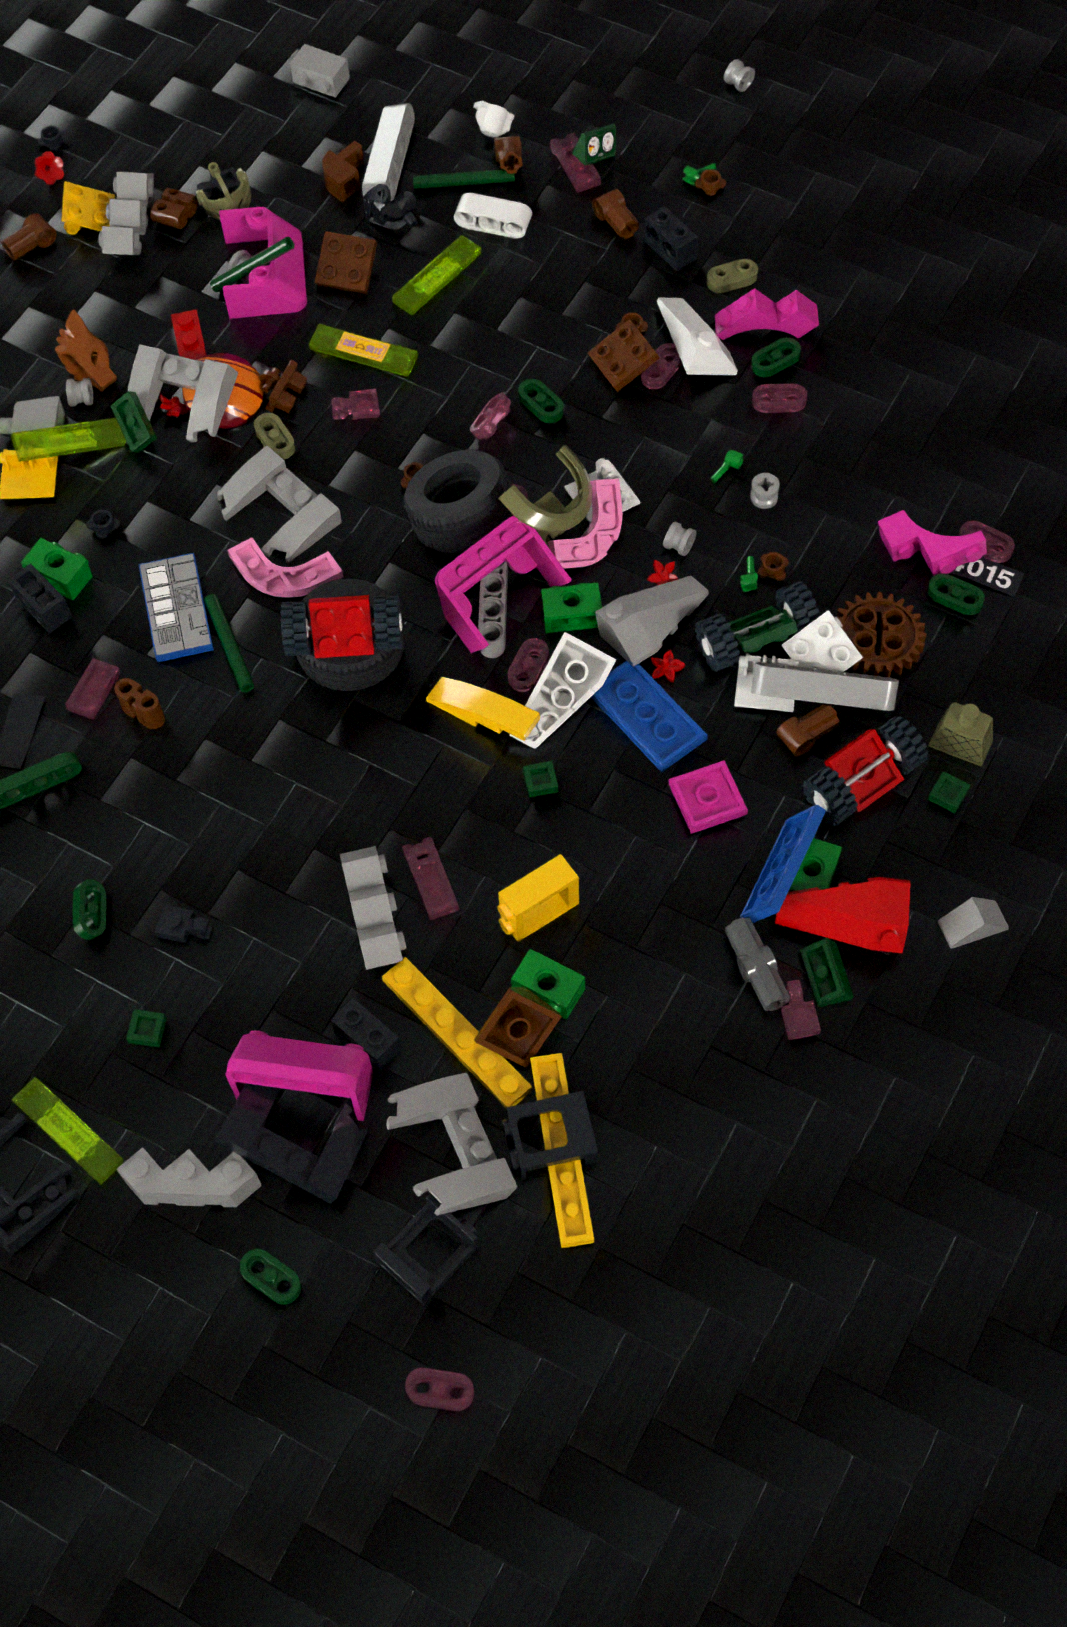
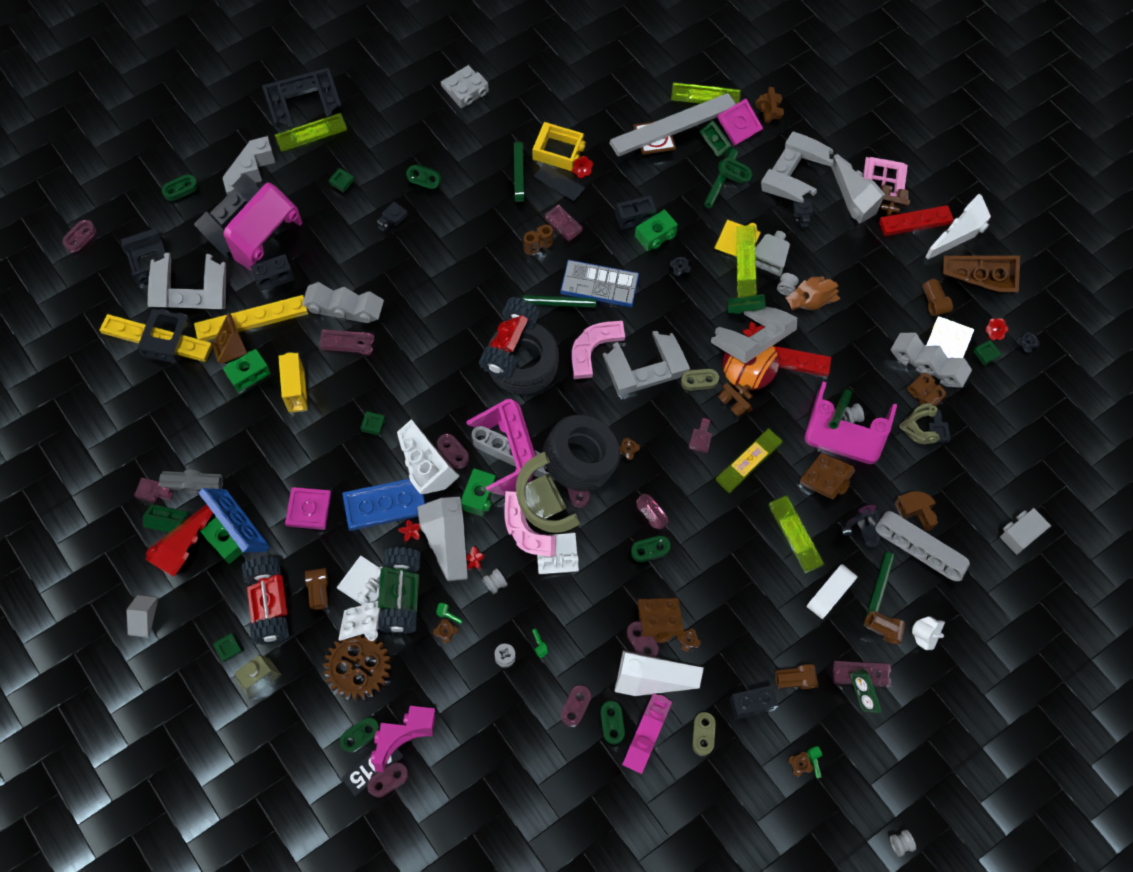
camera: 110 degrees right, 5 degrees up
(88, 169) = (987, 352): none -> dark green plate
(483, 707) = (435, 411): yellow slope -> none
(824, 686) = (333, 618): light grey beam -> none

